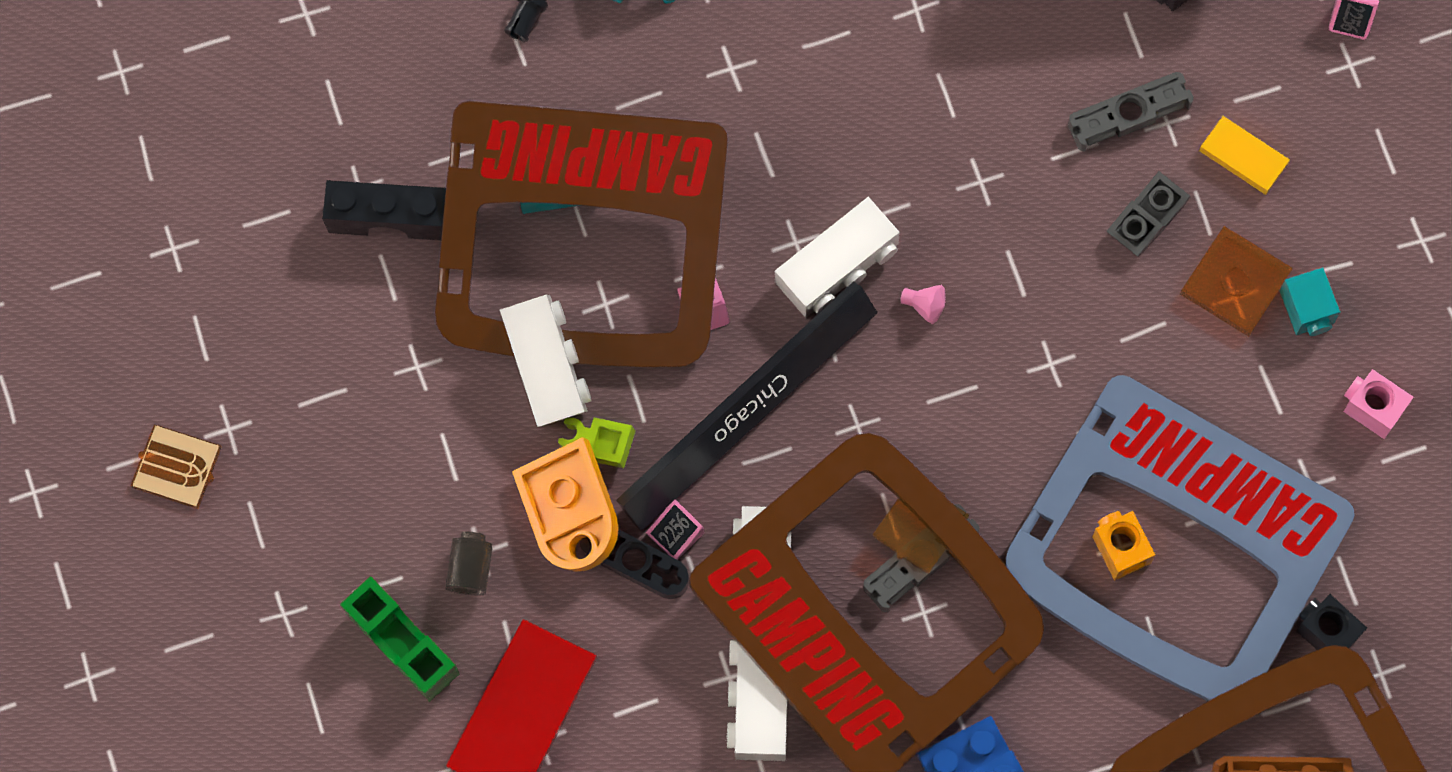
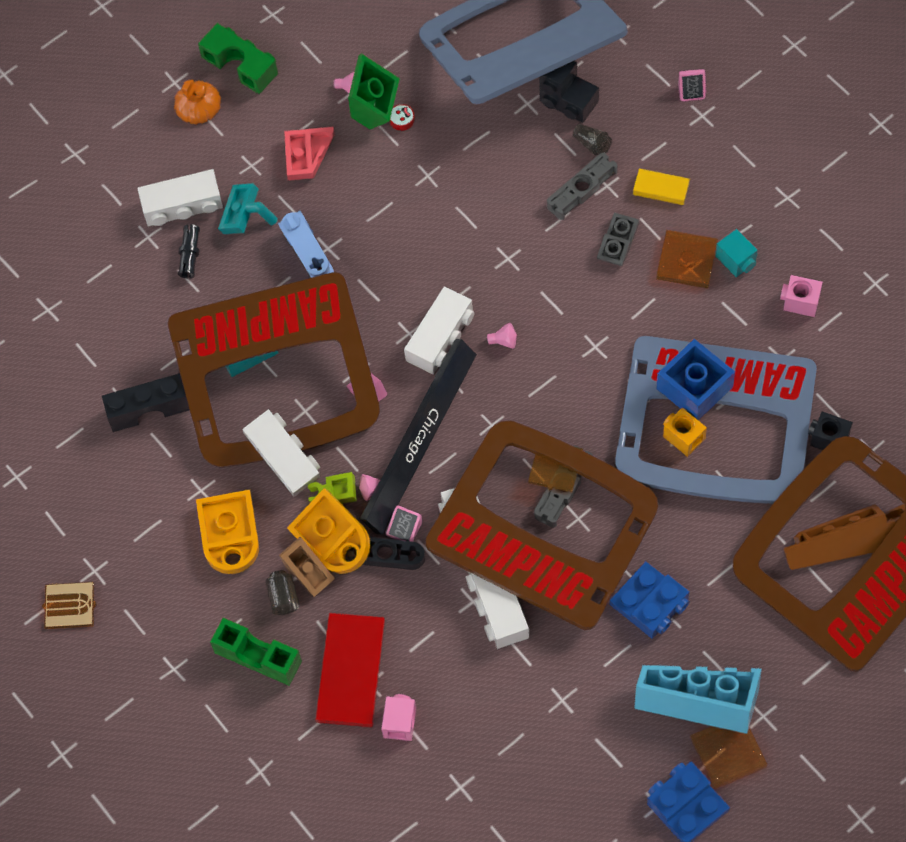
camera: 20 degrees left, 10 degrees down
(431, 441) = (228, 528): none -> light orange plate
(515, 542) = (306, 567): none -> medium nougat slope
(648, 453) = (367, 486): none -> bright pink rock
(699, 58) = (304, 243): none -> light blue piece
(1168, 478) = (695, 379): none -> blue brick
(1174, 44) = (593, 139): none -> clear smoke cone

